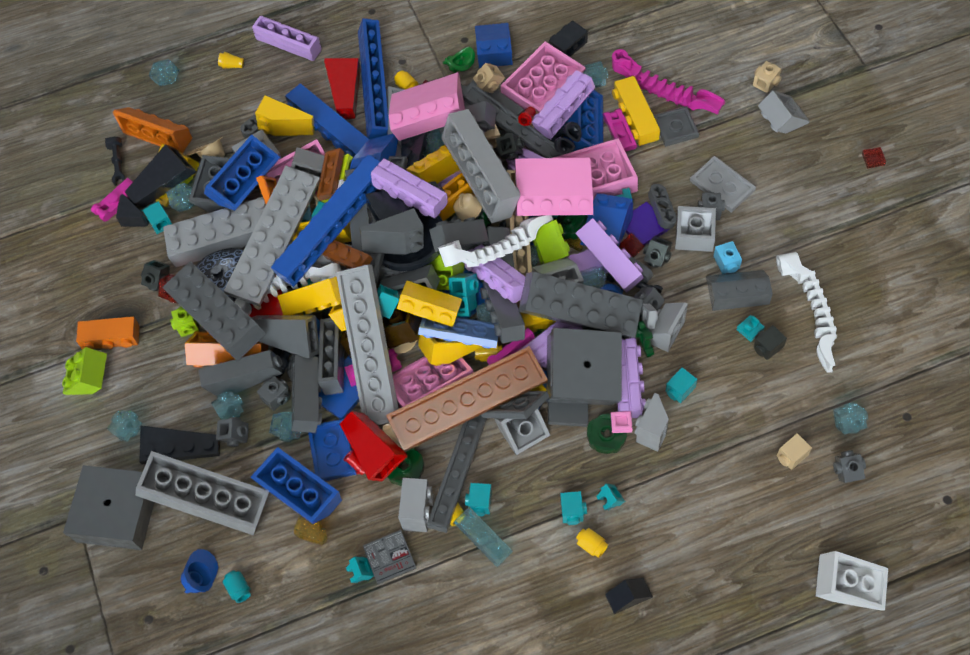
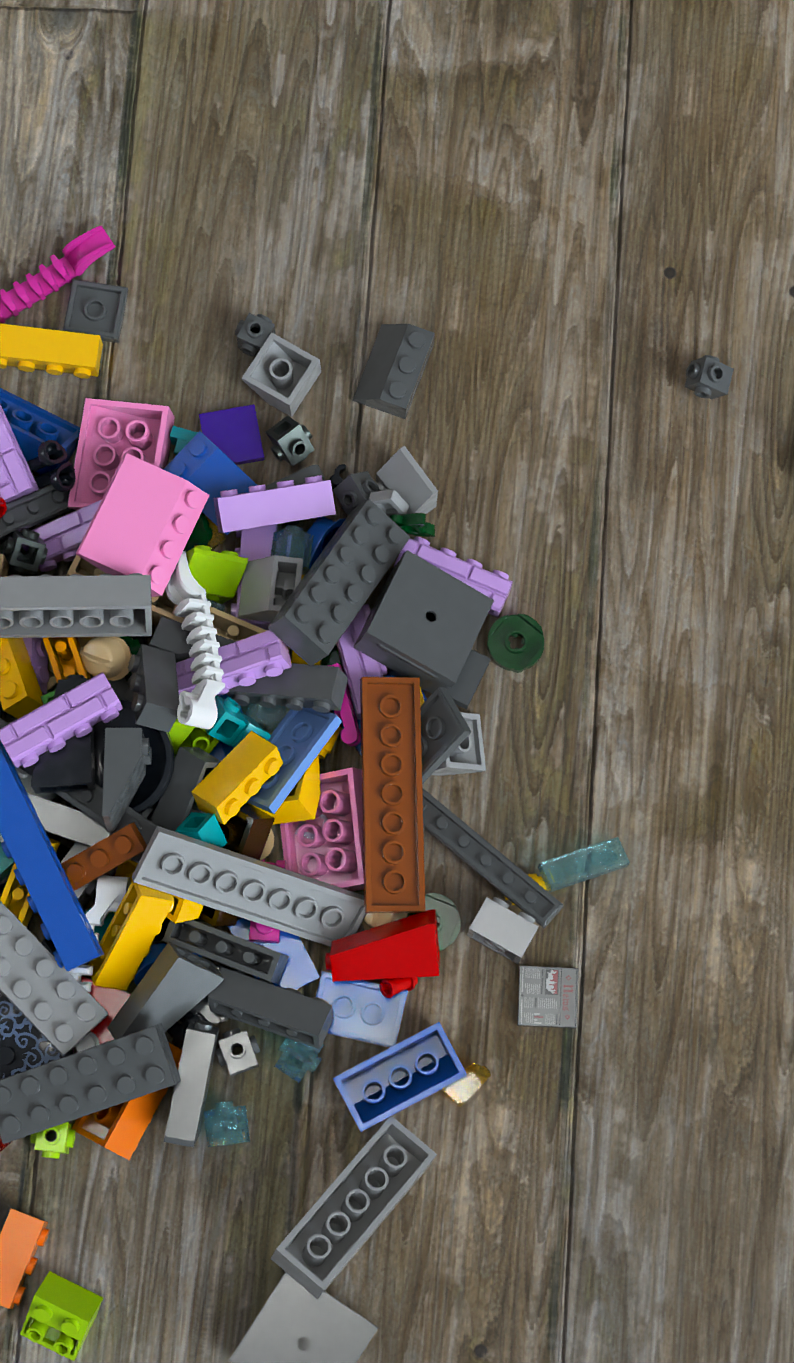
camera: 75 degrees left, 15 degrees up
(124, 425) = (181, 1283): clear light blue brick -> none
(177, 444) = (241, 1225): black wing -> none
(199, 572) = (456, 1256): blue piece -> none
(232, 431) = (270, 1132): dark grey brick -> none
(236, 586) = (496, 1213): teal brick -> none
(361, 569) = (549, 1040): teal tile -> none
(479, 498) = (528, 846): teal brick -> none
(572, 507) = (597, 735): teal brick -> none
(591, 542) = (653, 734): yellow brick -> none
(612, 495) = (604, 677): teal tile -> none
(620, 129) = (60, 387): dark pink plate -> none
(621, 422) = (513, 615): bright pink tile -> none
(628, 594) = (738, 724): black slope -> none
(632, 245) = (259, 468): clear red tile -> none
(653, 424) = (539, 576): light grey slope -> none
(660, 213) = (210, 389): dark grey beam -> none
(681, 385) = (497, 516): teal brick -> none
(720, 178) = (222, 300): light grey tile -> none
(727, 257) = (345, 358): medium azure brick -> none
(750, 327) = (457, 386): teal tile -> none
(767, 77) = (89, 148): tan brick -> none
(769, 342) = (493, 375): pearl dark grey brick -> none
(782, 112) = (158, 161): light grey slope -> none
(791, 265) = (396, 287): white piece -> none
(793, 451) = (654, 430): tan brick -> none
(850, 418) = (646, 339): clear light blue brick -> none
(874, 157) = (289, 90): clear red tile -> none

